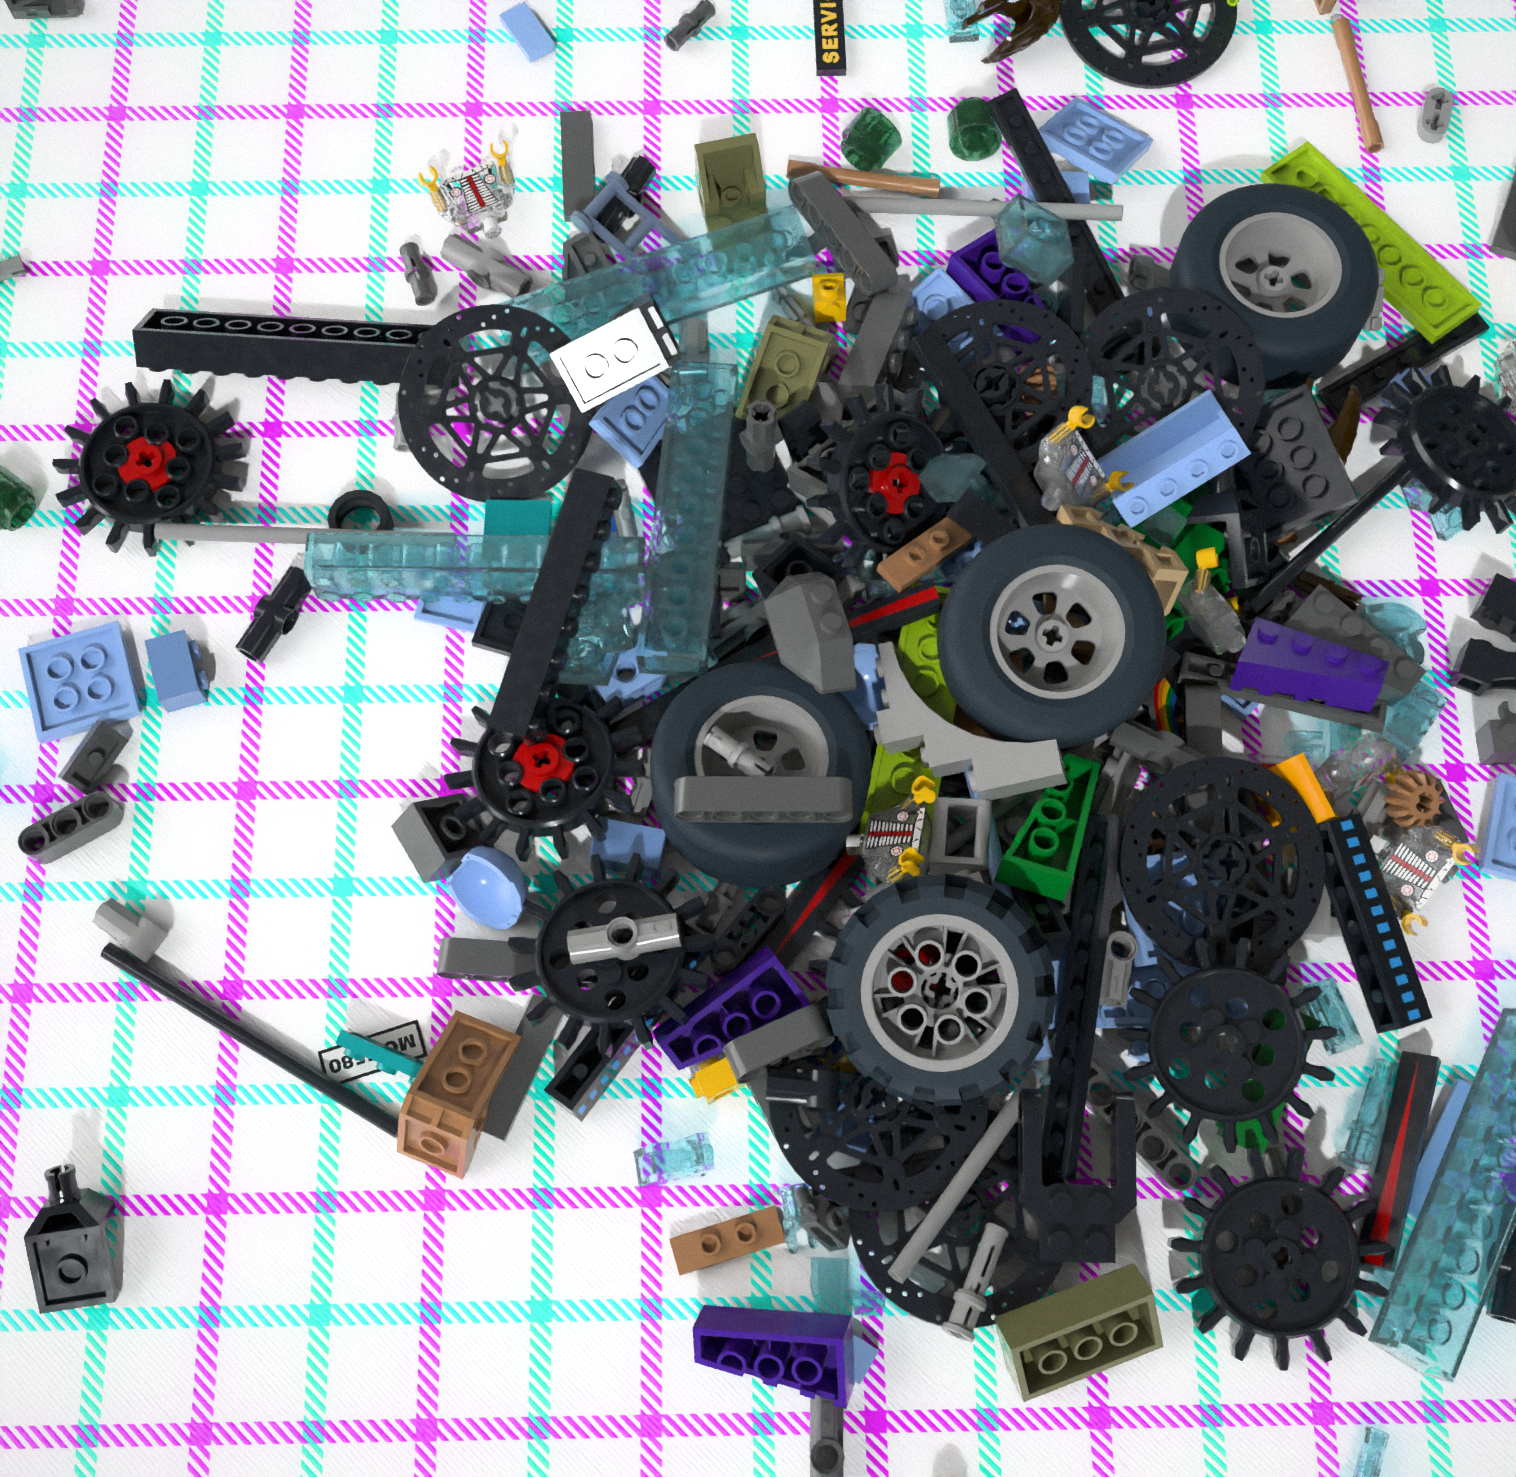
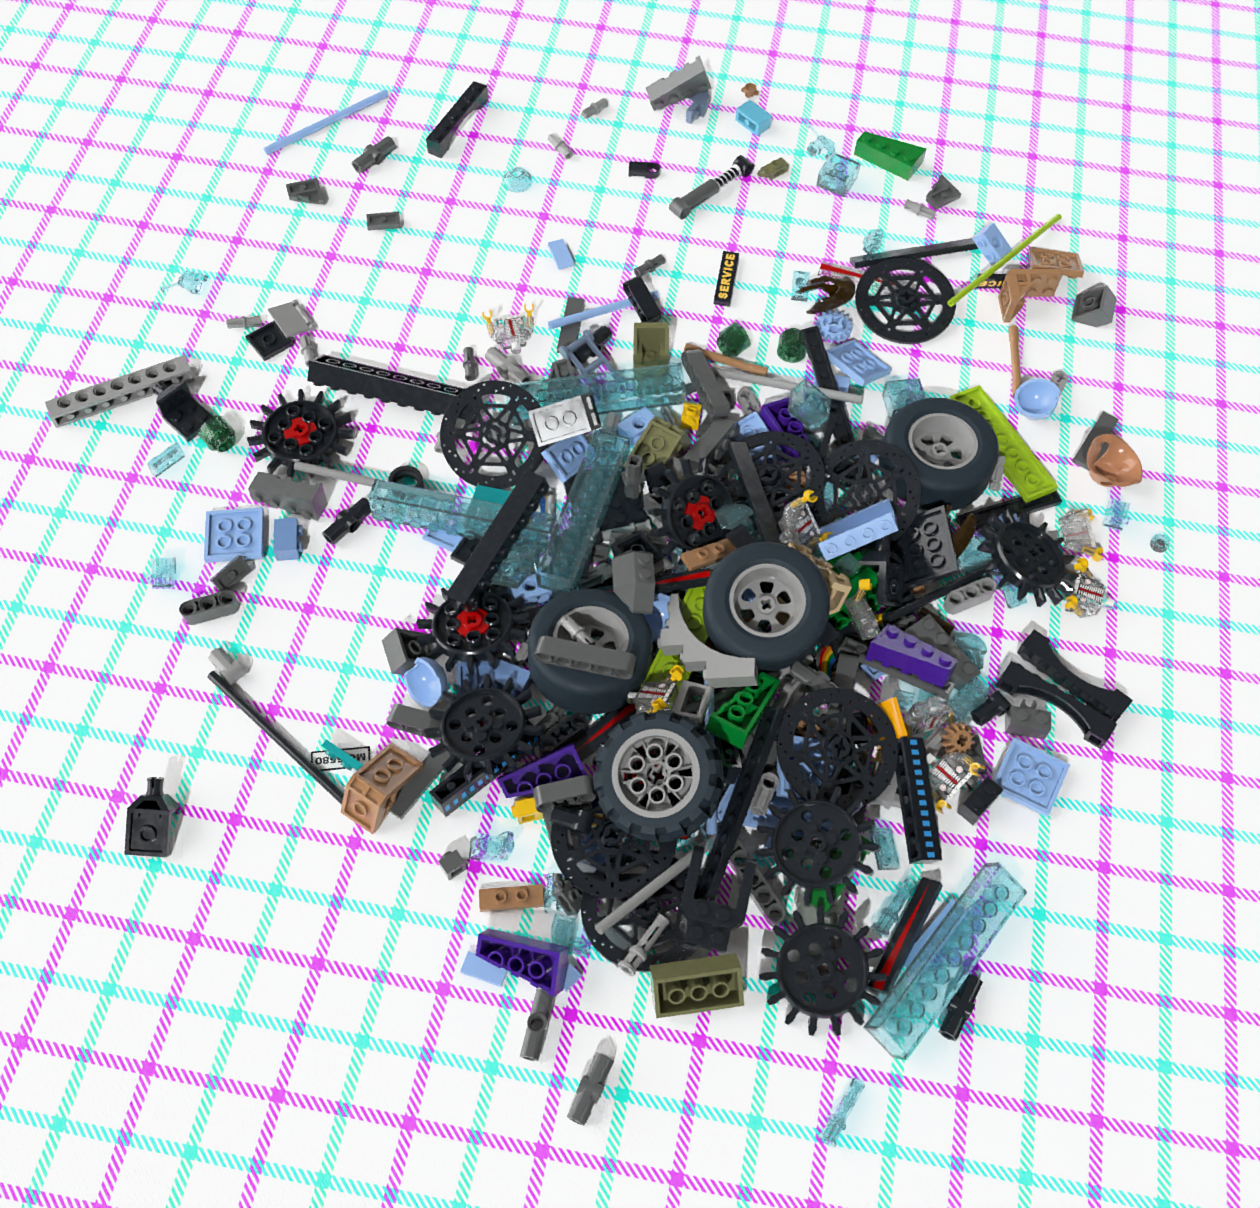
camera: 10 degrees right, 10 degrees down
(47, 298) = (268, 341): none -> black tile
(77, 250) = (291, 318): none -> light grey piece
(120, 304) = (307, 349): none -> light grey axle
(158, 588) = (289, 495): none -> dark grey wedge
(194, 28) = (382, 221): none -> dark grey plate
(575, 867) = (475, 680): none -> medium blue wing
(600, 941) = (502, 716): light grey piece -> none
(612, 1205) = (452, 864): none -> dark grey plate
(628, 126) = (593, 312): none -> light blue piece
(693, 95) = (641, 300): none -> black beam
(707, 1381) = (483, 970): none -> light blue tile
(745, 320) = (630, 426): none -> light blue brick
(924, 249) = (745, 404): none -> light grey beam
(1036, 78) = (834, 326): none -> light blue gear
(1182, 189) = (900, 393): none -> clear light blue brick
(1365, 462) = (972, 558): none -> clear light blue wing
(1383, 522) = (975, 589): none -> light grey beam
(1412, 148) = (1037, 398): none -> light blue cylinder
(1455, 724) = (994, 706): none -> black piece
(1470, 898) = (980, 800): none -> black brick

